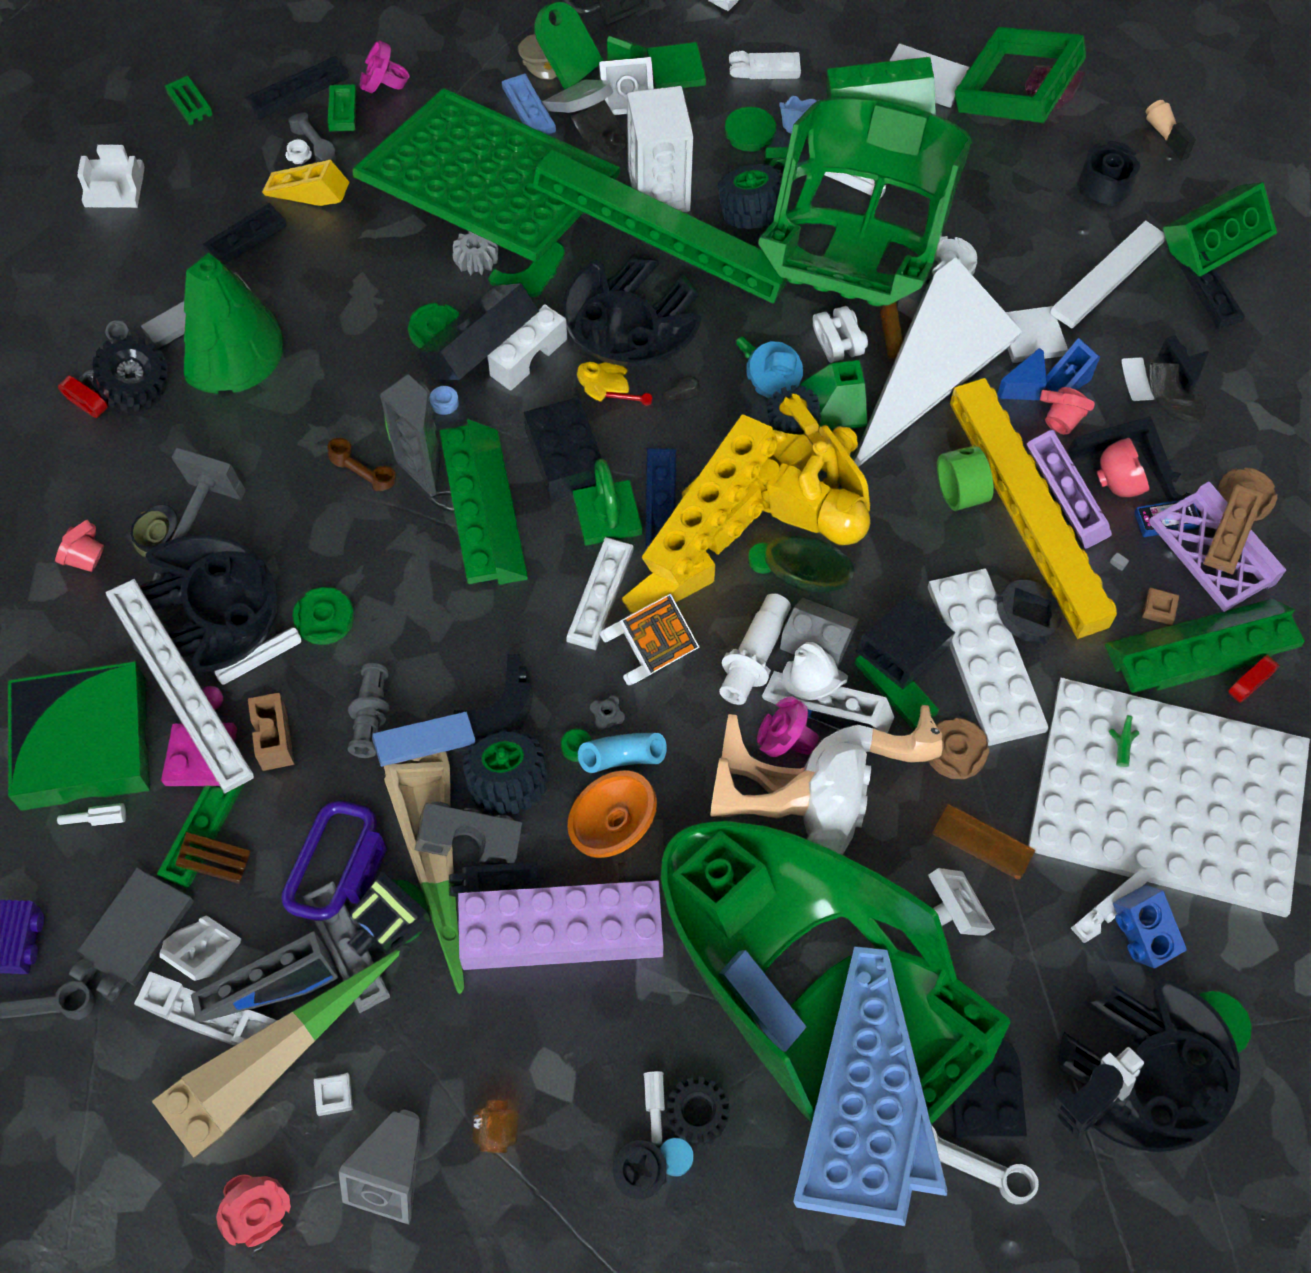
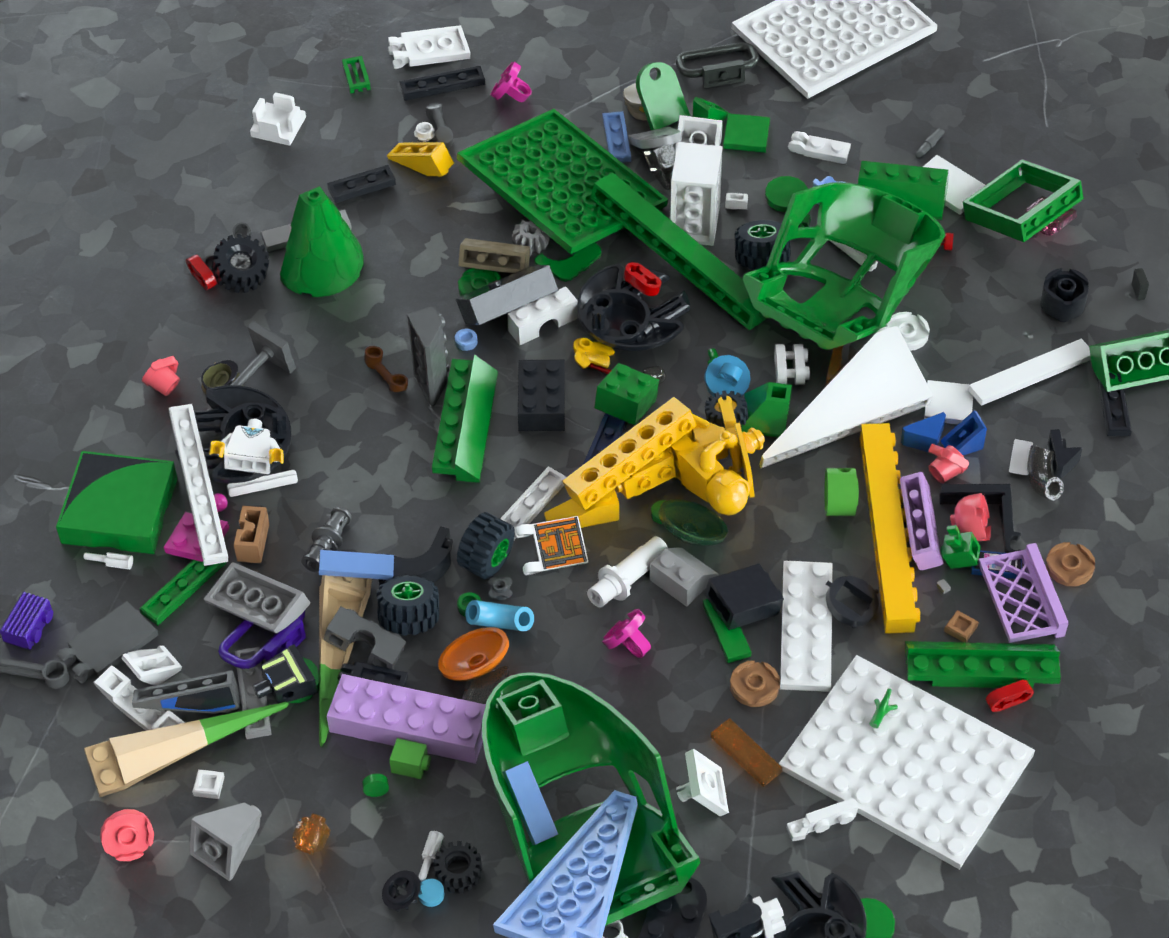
camera: 20 degrees right, 10 degrees down
(217, 846) = (187, 601): reddish brown tile -> none
(230, 619) = (248, 449): none -> white torso
(265, 47) = (429, 47): none -> white tile
(309, 819) = (257, 598): none -> light grey slope
(323, 616) = (319, 468): green tile -> none
(342, 107) = (470, 106): green plate -> none
(441, 286) = (493, 256): none -> dark tan brick
(551, 1030) = (375, 785): none -> green tile
(574, 665) = (485, 545): none -> black wheel
(582, 979) = (409, 758): none -> bright green brick
(606, 508) = (557, 446): green tile -> none
(632, 272) = (642, 279): none -> red beam
(666, 420) = (626, 393): none -> green brick
(702, 150) = (736, 201): none -> white tile
(812, 673) = (662, 597): white helmet -> none
(829, 787) = (640, 675): animal -> none
(841, 708) = (674, 629): white slope -> none
(884, 31) = (930, 142): none -> dark grey piece
(1126, 511) = (960, 548): none -> green brick
(1155, 922) = (848, 836): blue brick -> none
(1161, 117) = (1131, 260): light nougat cone -> none
(1234, 528) = (1038, 581): medium nougat tile -> none

